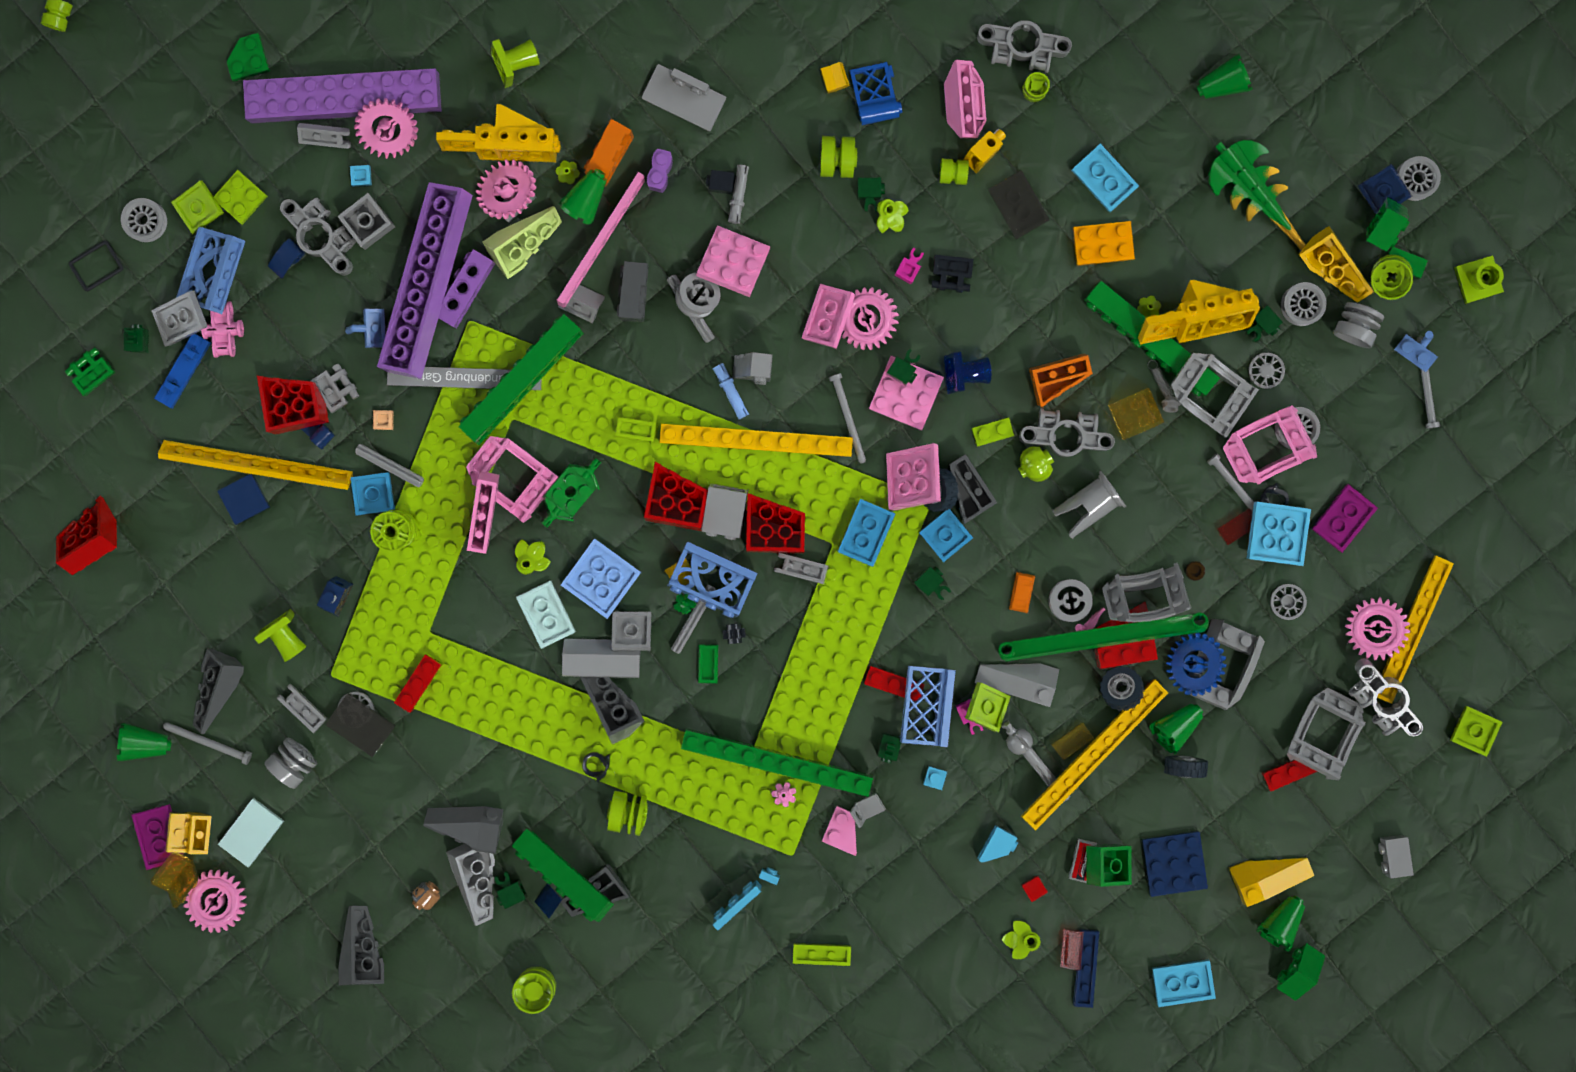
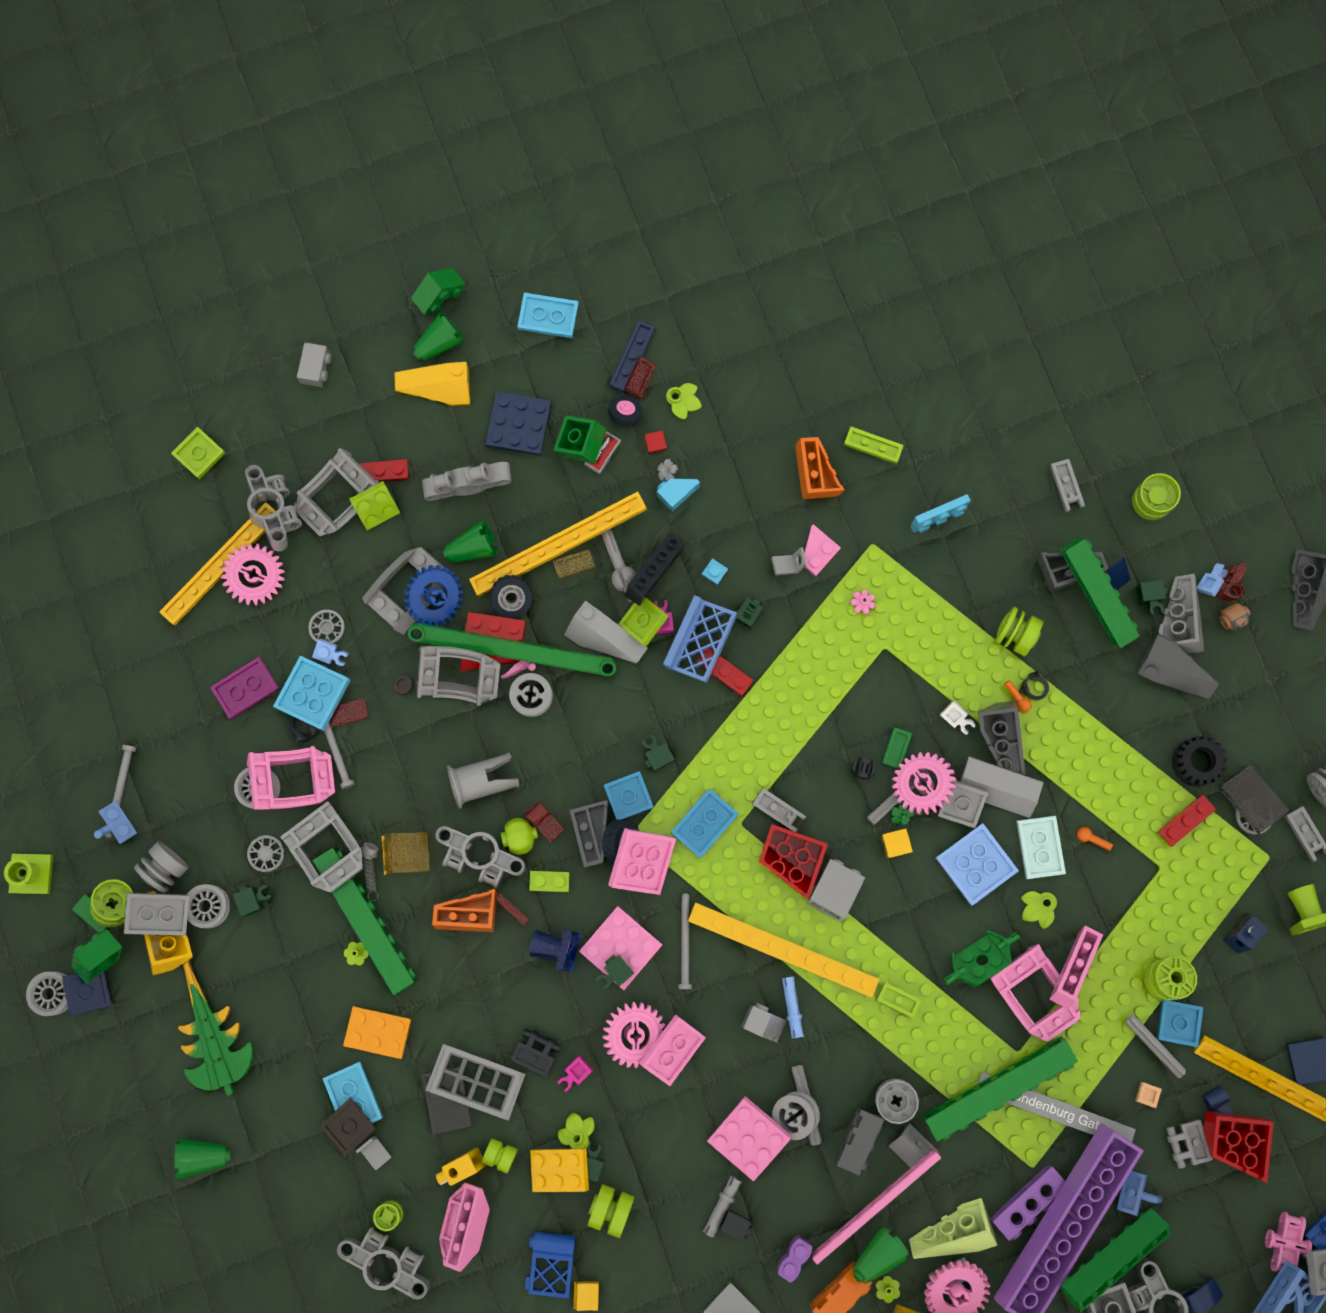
camera: 160 degrees left, 10 degrees down
(373, 264) = (1115, 1259): none -> green brick
(405, 744) = (1210, 750): none -> black tyre
(436, 939) = (1235, 573): none -> clear red plate
(456, 922) = (1212, 582): none -> light blue plate
(508, 639) = (1085, 834): none -> orange bar
(602, 744) = (1023, 703): none -> orange bar
(610, 326) = (908, 1104): none -> light grey wheel
(623, 976) = (1066, 484): none -> light grey hinge
(660, 626) = (934, 797): none -> bright pink gear
(662, 713) = (955, 715): none -> white plate
(675, 500) = (881, 917): red wedge -> none
(737, 573) = (842, 826): medium blue fence -> none
(769, 875) = (900, 532): medium azure plate -> none
(777, 762) = (861, 633): green brick -> none
(870, 909) = (815, 471): none -> orange wedge
(895, 176) = (559, 1170): none -> yellow plate
(961, 228) = (510, 1095): none -> light grey piece
(993, 759) = (654, 569): none -> black brick
(1014, 863) = (667, 470): none -> light grey plant
(1016, 485) = (544, 821): none -> clear red plate
(1017, 394) = (511, 908): none -> clear red tile
(1022, 592) = (574, 718): orange tile -> none
(1067, 137) = (374, 1152): none -> light grey bracket
(1074, 909) = (625, 410): none -> black wheel
(1100, 151) = (348, 1127): none -> dark brown tile
(1186, 766) = (477, 505): black wheel -> none
(1203, 313) = (306, 928): yellow wedge -> none
(1204, 789) = (466, 481): none -> light grey piece
(1277, 577) = (326, 652): none -> light blue plate
(1284, 734) = (374, 505): none -> lime plate
(1346, 280) = (156, 914): none -> light grey plate

